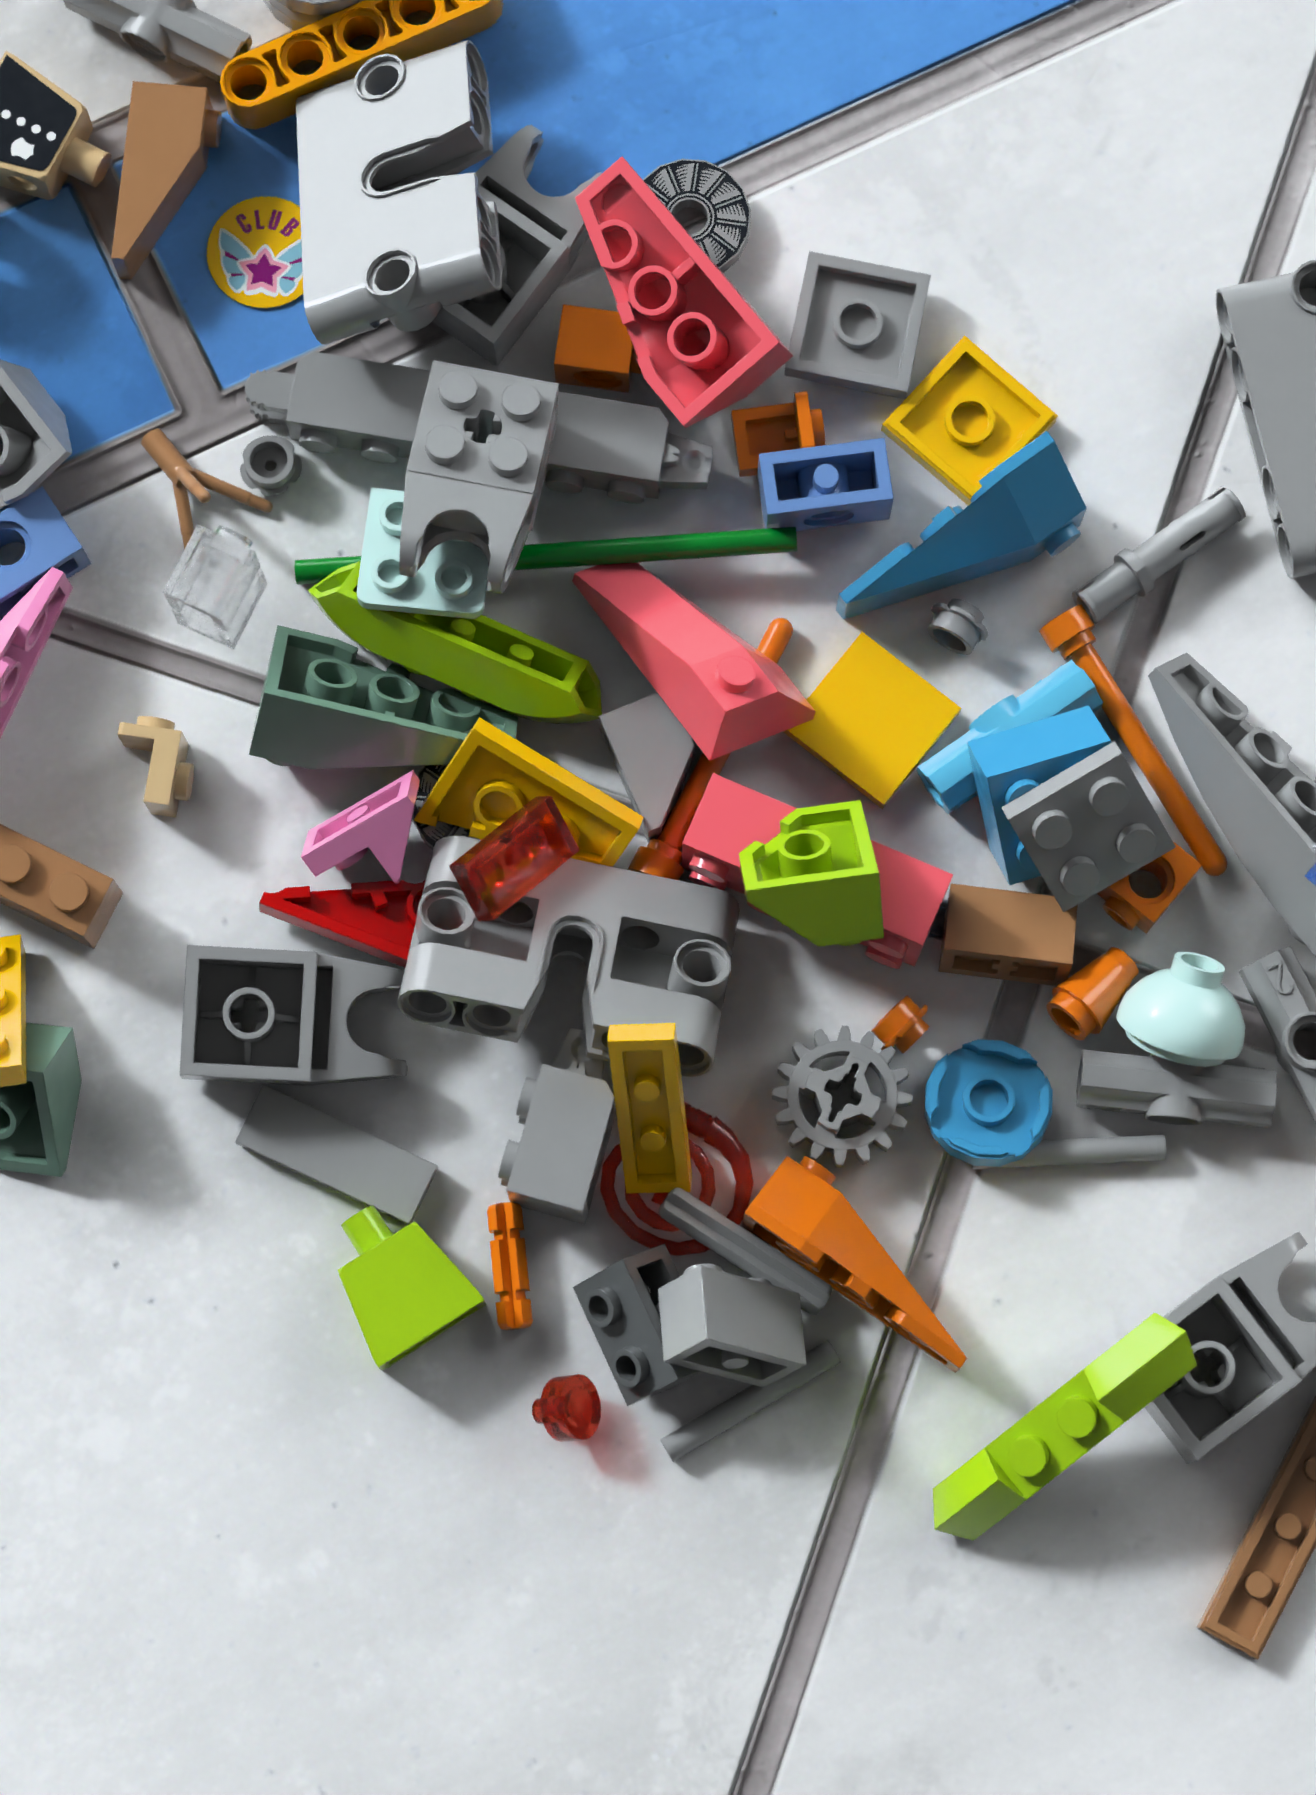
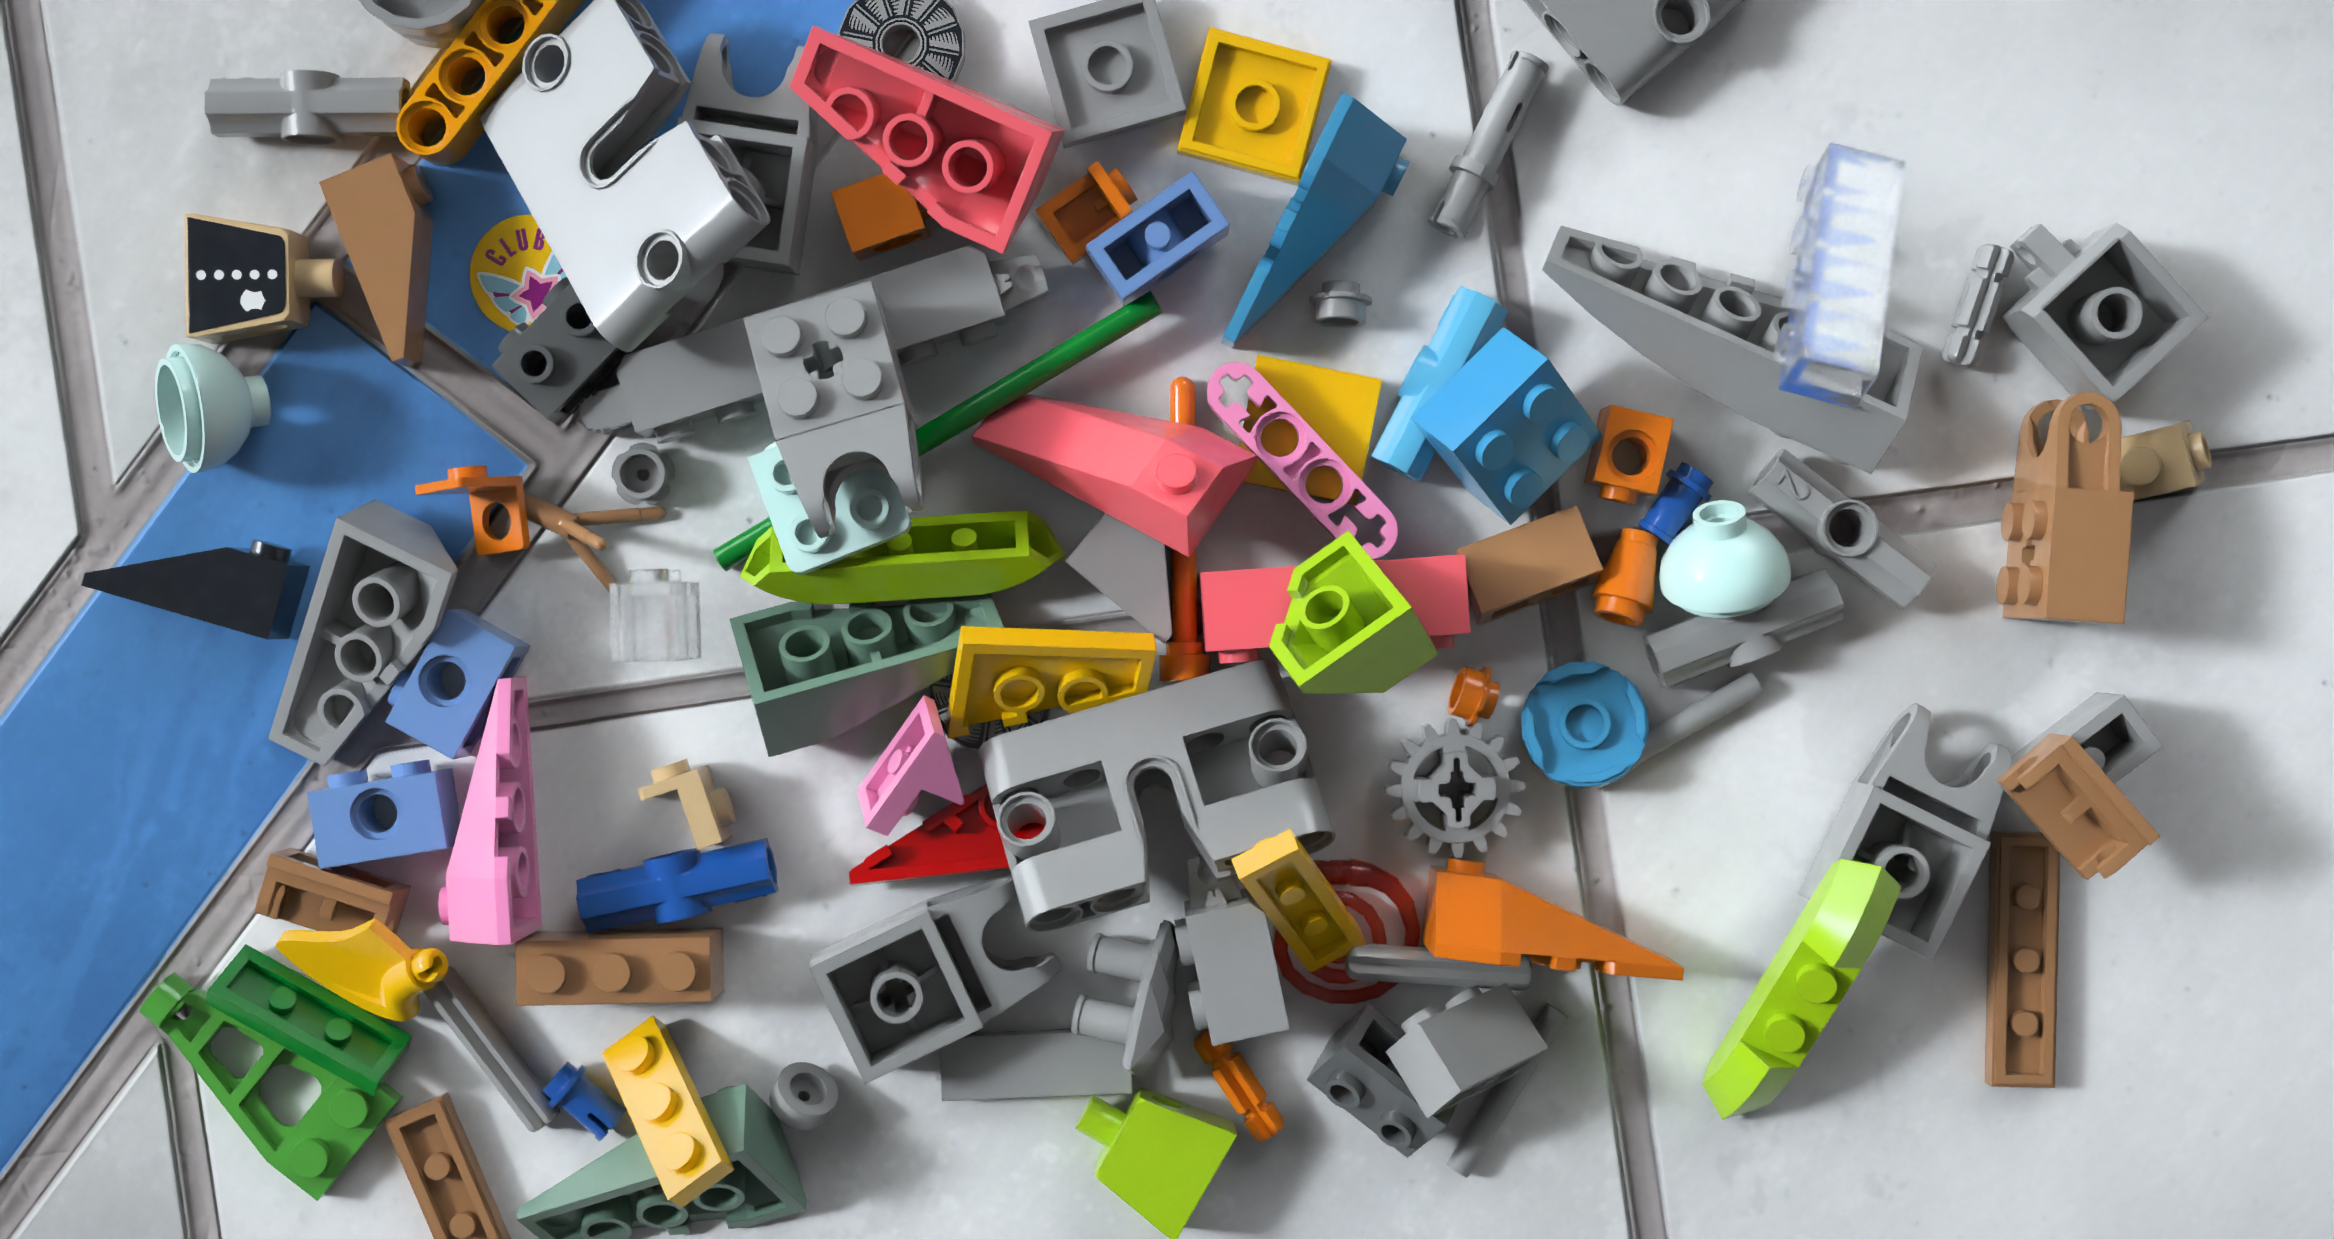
camera: 30 degrees left, 10 degrees up
(106, 829) = (677, 885): none -> blue piece
(114, 1072) = (803, 1096): none -> light grey tile
(127, 410) = (483, 495): none -> orange bracket
(259, 325) = (574, 354): none -> dark grey brick
(455, 1162) = (1146, 1026): none -> light grey connector
(514, 858) = (1061, 740): clear red plate -> none
(568, 1408) = (1355, 1182): clear red tile -> none
(861, 737) = (1308, 455): none -> bright pink beam
(1073, 638) = (1452, 263): orange piece -> none
(1088, 826) = (1562, 444): light grey plate -> none
(1159, 951) = (1676, 502): none -> blue pin

